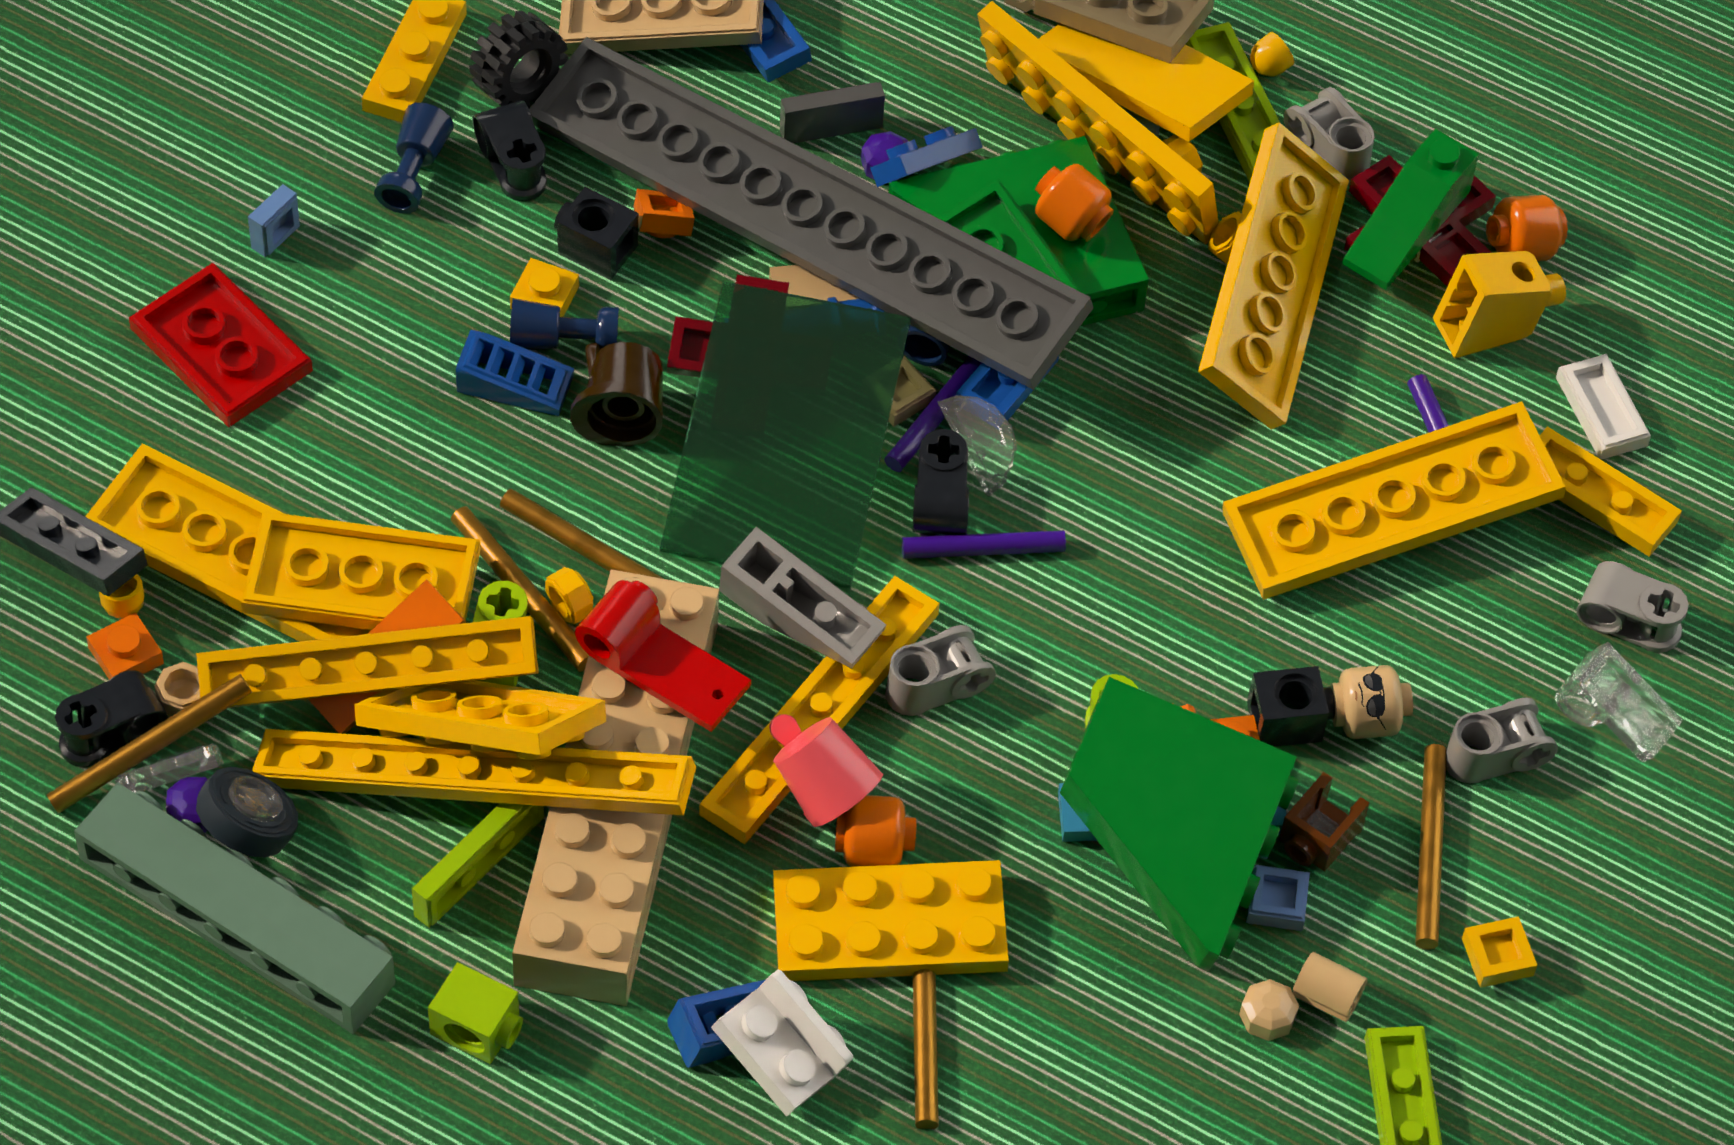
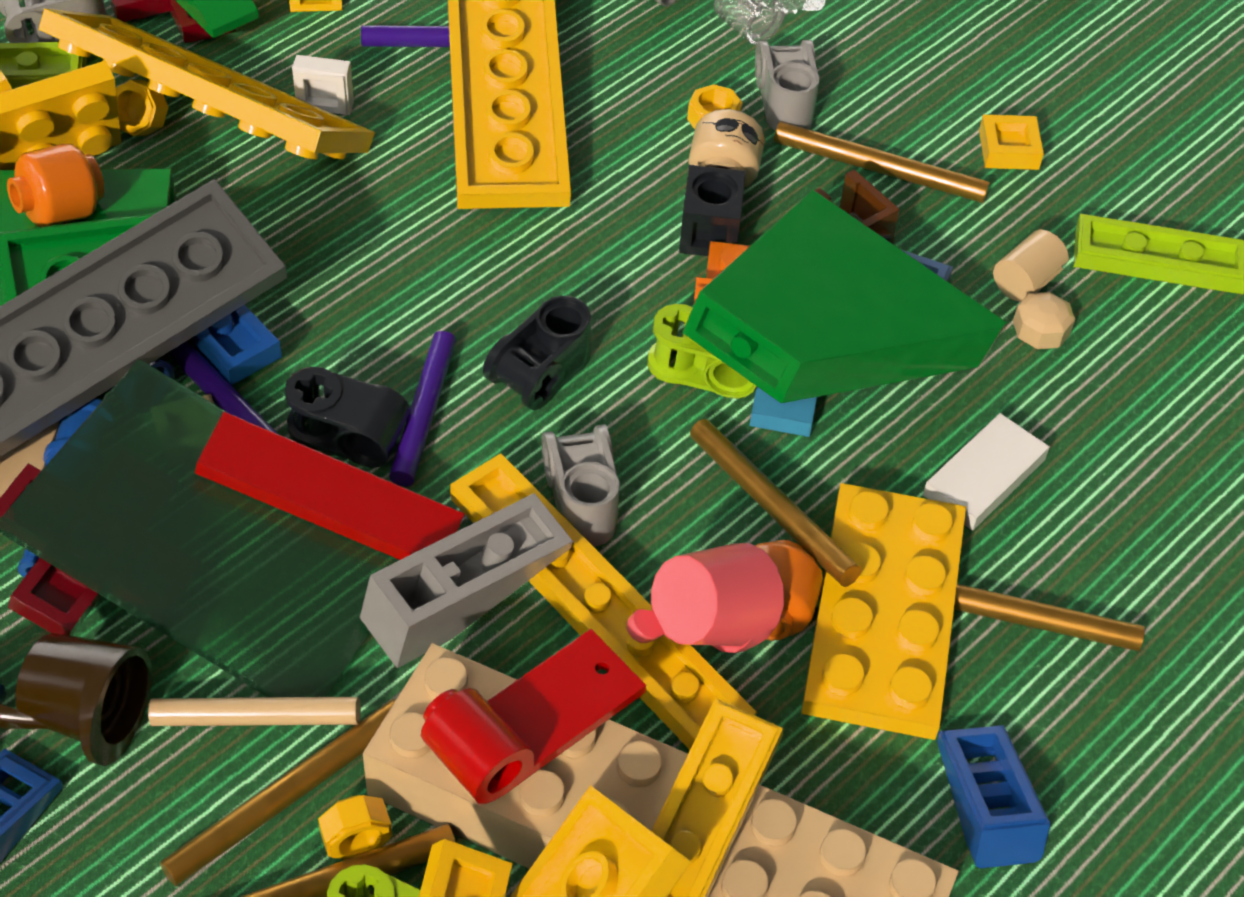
camera: 75 degrees left, 5 degrees down
(649, 509) = (254, 711): none -> tan bar
(783, 1042) = (1047, 737): white bracket -> none
(849, 489) = (323, 489): none -> red tile
(961, 811) = (776, 503): none -> pearl gold bar
(987, 436) = (289, 350): clear tile -> none
(1061, 613) = (543, 351): none -> black piece
(1067, 982) = (987, 469): none -> white tile
(1322, 365) = (324, 83): none -> white tile
(1435, 688) = (711, 99): none -> yellow tile

